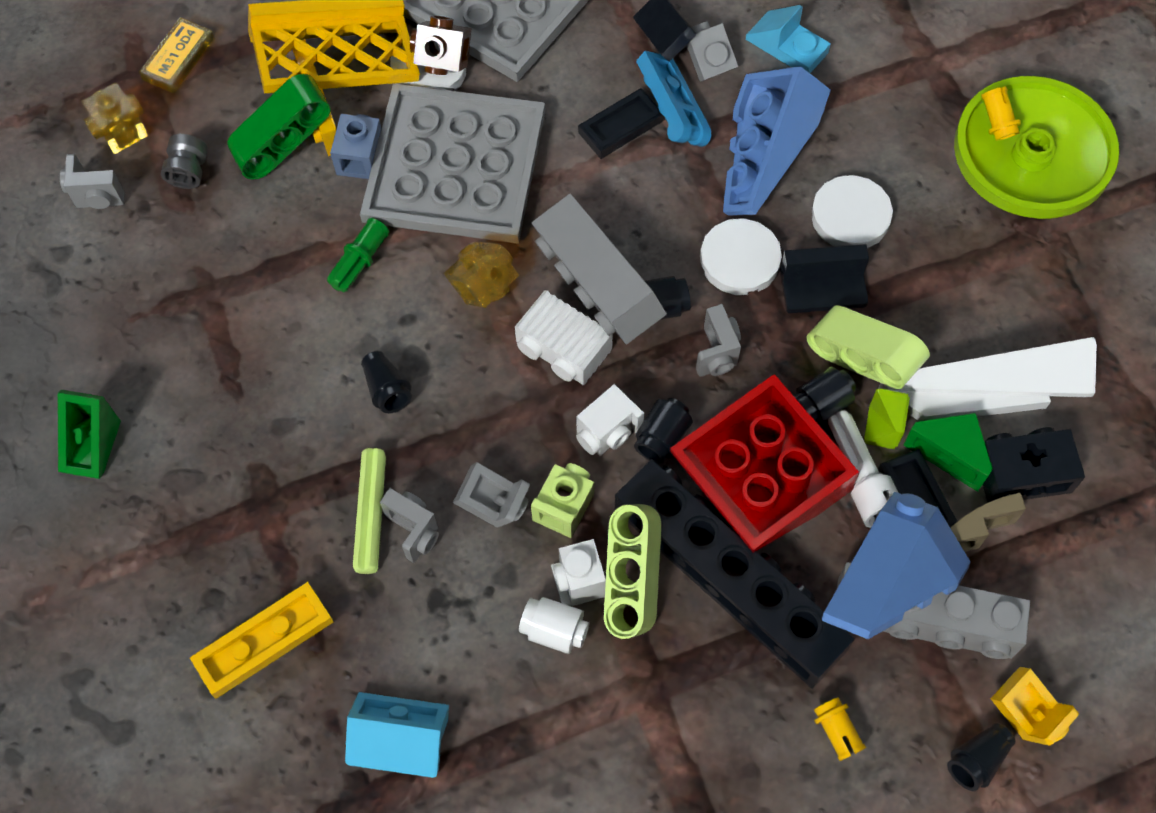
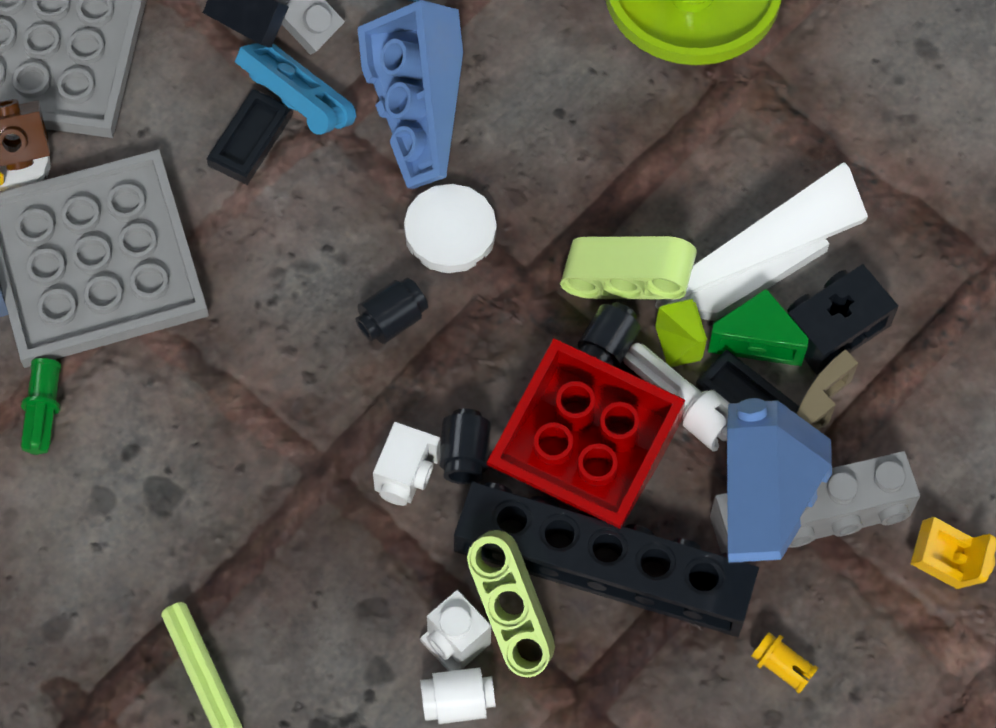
camera: 30 degrees left, 0 degrees up
(386, 384) = (149, 531): black cone -> none
(411, 514) = (251, 655): light grey bracket -> none
(482, 273) = (191, 366): clear yellow brick -> none
(492, 496) = (325, 596): light grey bracket -> none
(562, 338) = (312, 397): white brick -> none
(562, 512) = (404, 579): yellowish green brick -> none
(598, 268) = (315, 307): light grey brick -> none
(724, 339) = (479, 323): light grey bracket -> none
(824, 278) = (548, 215): black panel -> none
(851, 211) = (540, 131): white tile -> none
(980, 758) = (927, 625): black cone -> none

